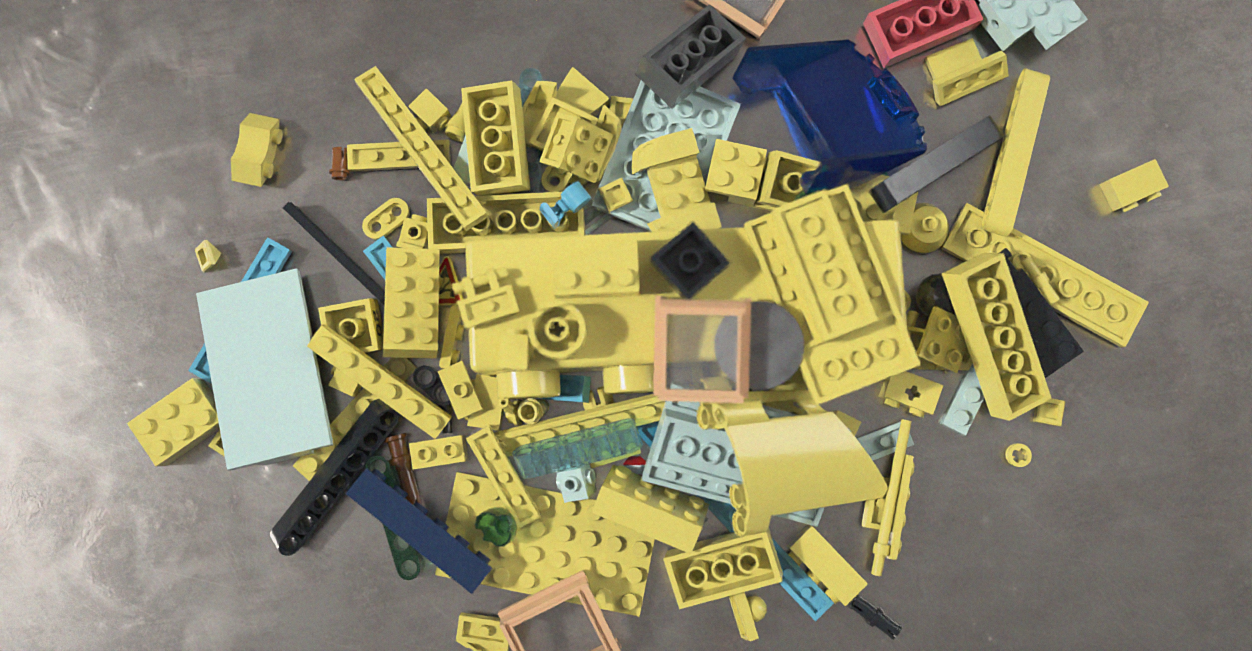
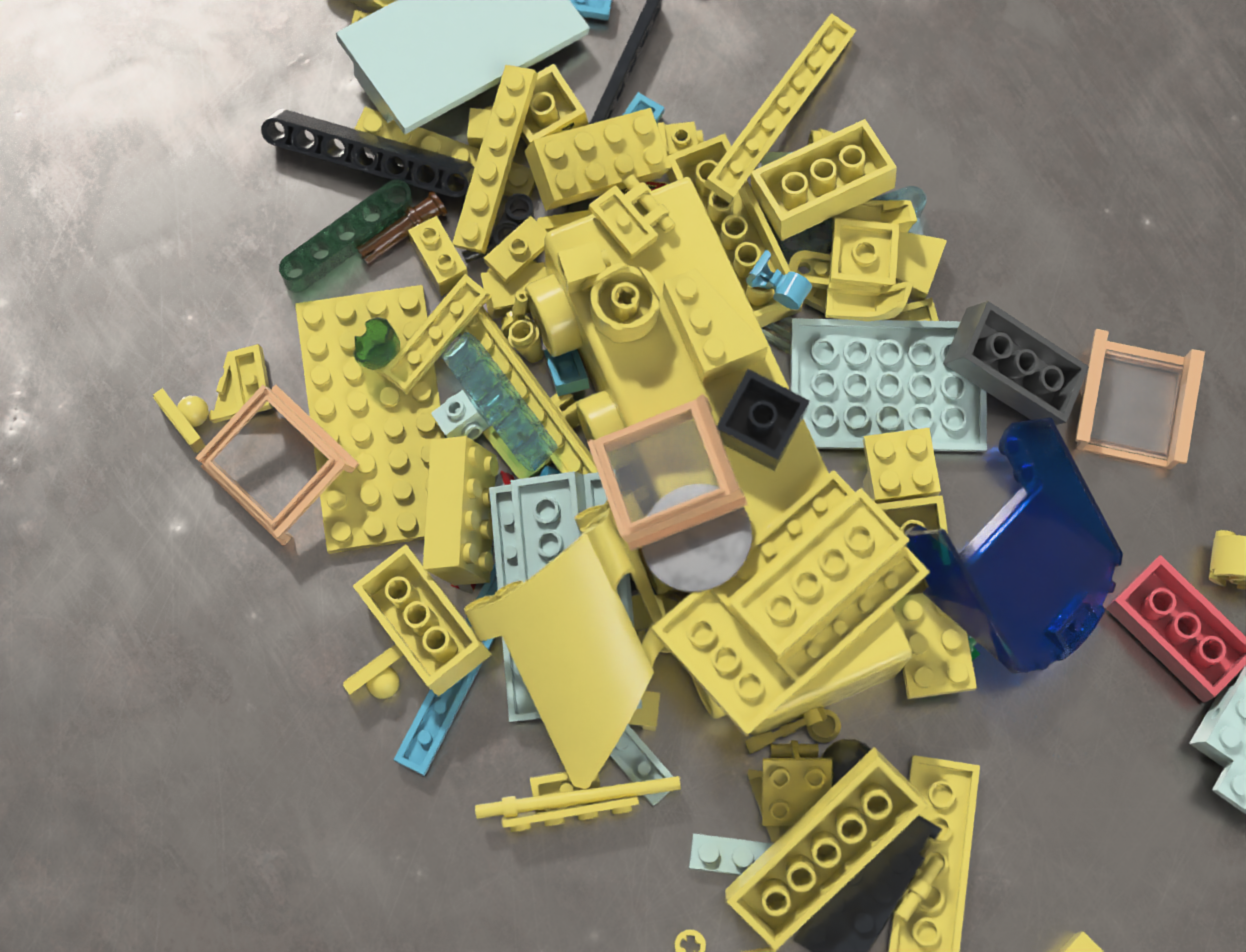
camera: 65 degrees right, 10 degrees down
(339, 164) = (727, 33): dark orange pin -> none
(385, 217) = (687, 104): light yellow plate -> none
(386, 156) = (759, 83): light yellow plate -> none
(420, 531) = (340, 261): dark blue brick -> none
(430, 111) = (827, 106): light yellow brick -> none
(576, 147) = (850, 271): light yellow bracket -> none
(615, 195) = (815, 340): light yellow tile -> none
(676, 182) = (862, 402): light yellow piece -> none
(826, 566) = (465, 749): light yellow brick -> none
(875, 617) = (424, 834): black pin -> none
(925, 391) = (726, 760): light yellow brick -> none
(927, 230) = (927, 725): light yellow cone -> none
(935, 164) = (1009, 699): beam -> none
(952, 58) = (1153, 689): light yellow tile -> none
(970, 78) = (1138, 716): light yellow plate -> none
(1015, 152) = (1068, 802): light yellow beam -> none

